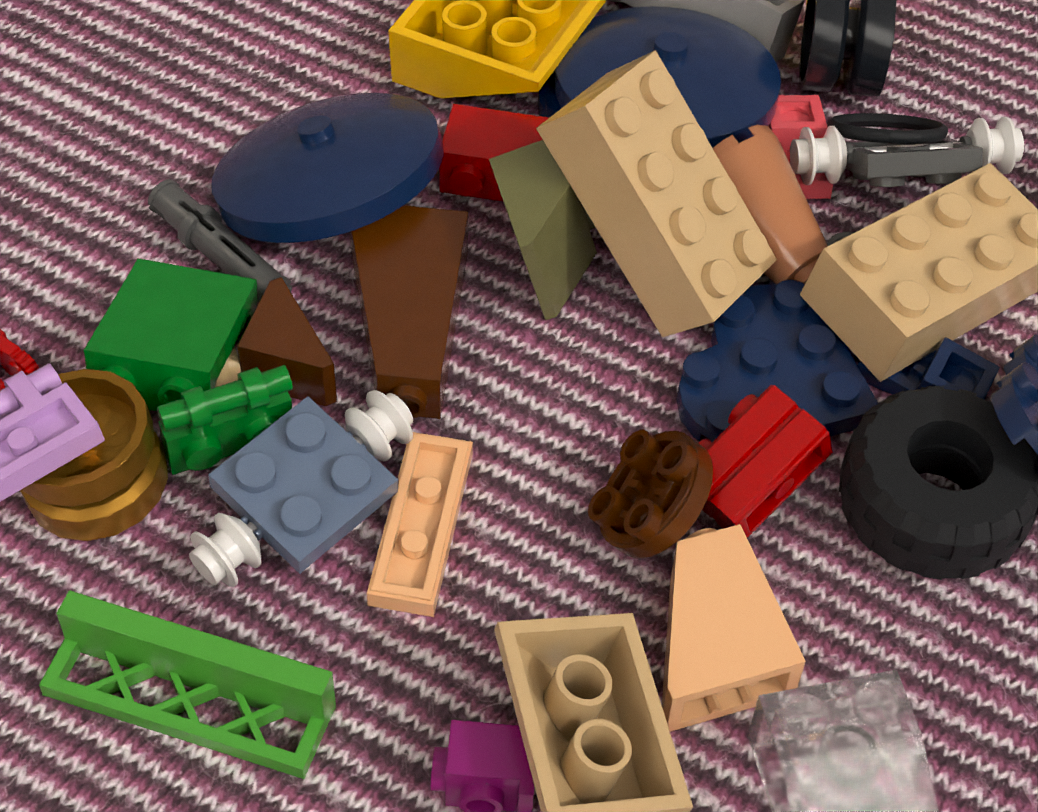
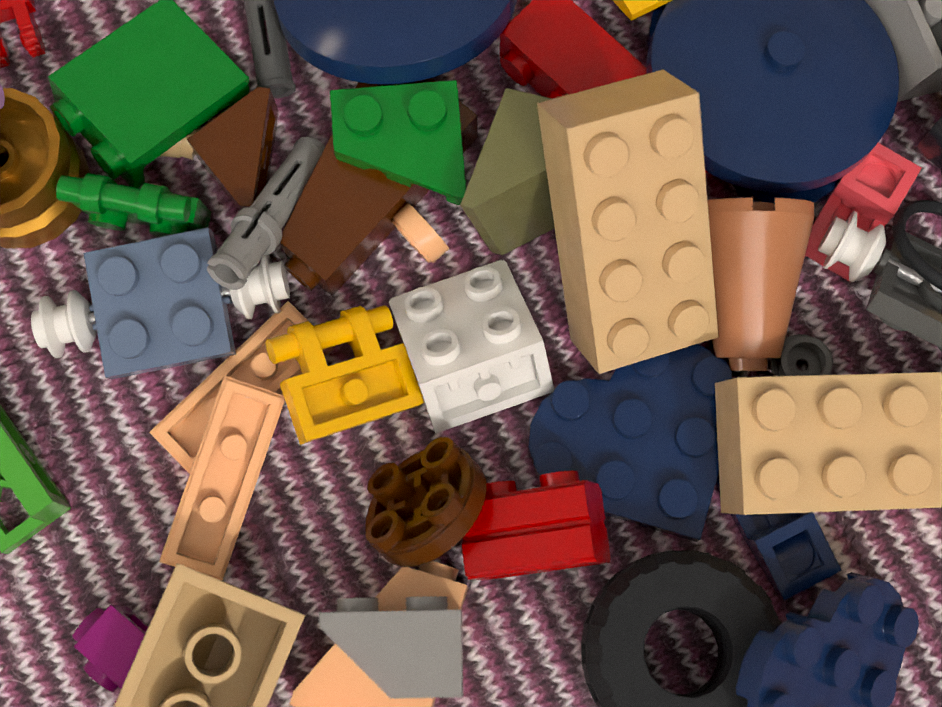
camera: 40 degrees right, 25 degrees up
(367, 367) = (259, 227): none -> light grey pin
(423, 246) = (403, 133): none -> green wing
(459, 582) = (223, 478): none -> light nougat tile
(483, 324) = (419, 233): none -> light nougat tile
(518, 460) = (349, 392): none -> yellow plate
(600, 371) = (472, 345): none -> white bracket
(735, 581) = (402, 651): none -> light grey slope

